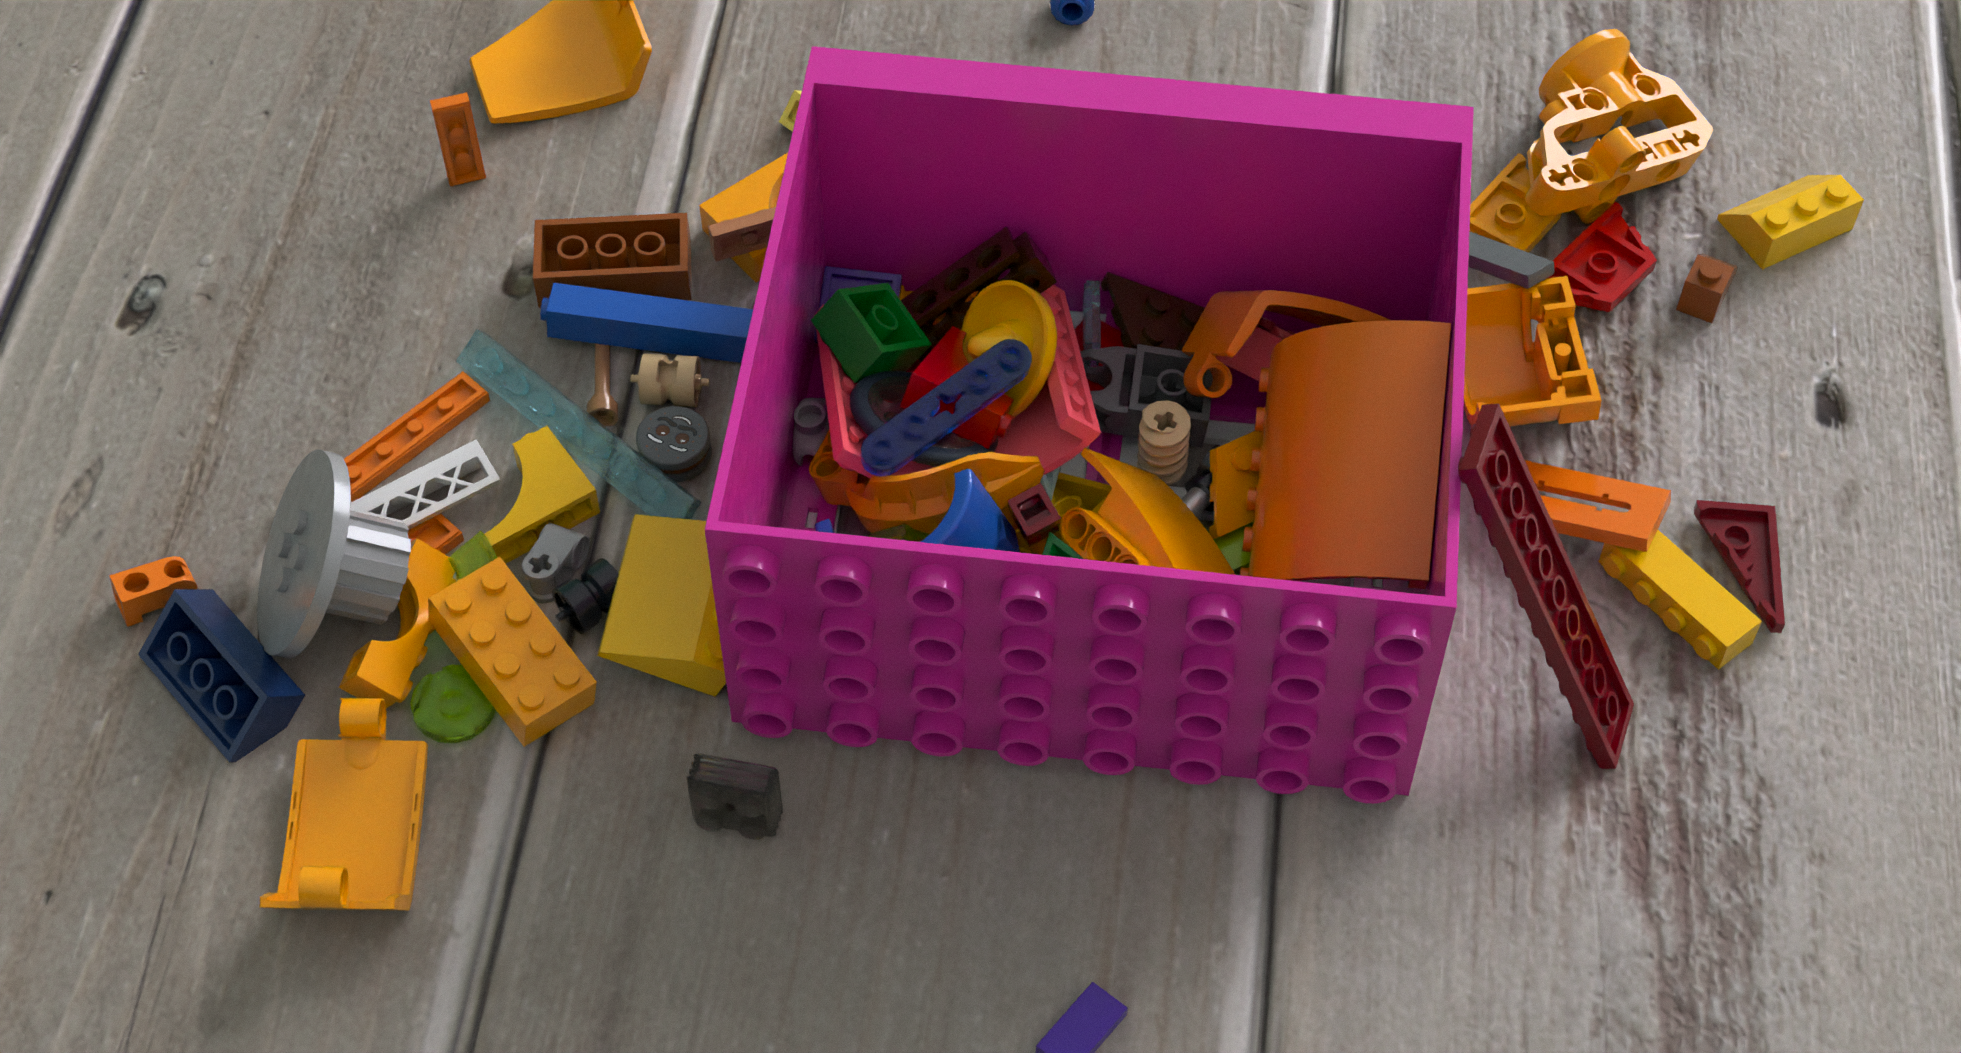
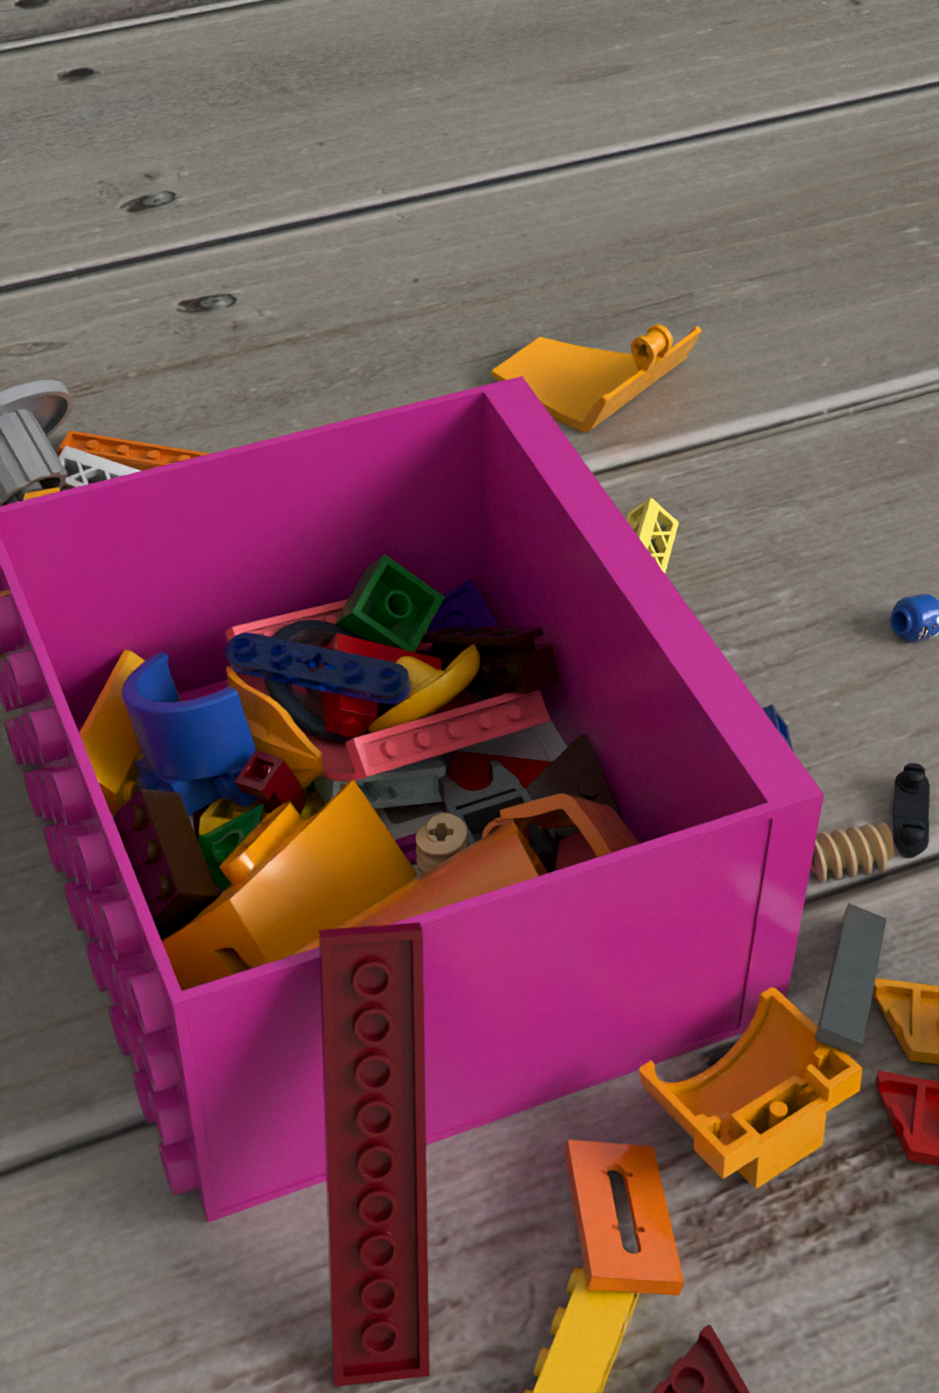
camera: 60 degrees right, 10 degrees down
(458, 139) = (437, 350): orange tile -> none
(1091, 318) = (533, 761): clear light blue tile -> none

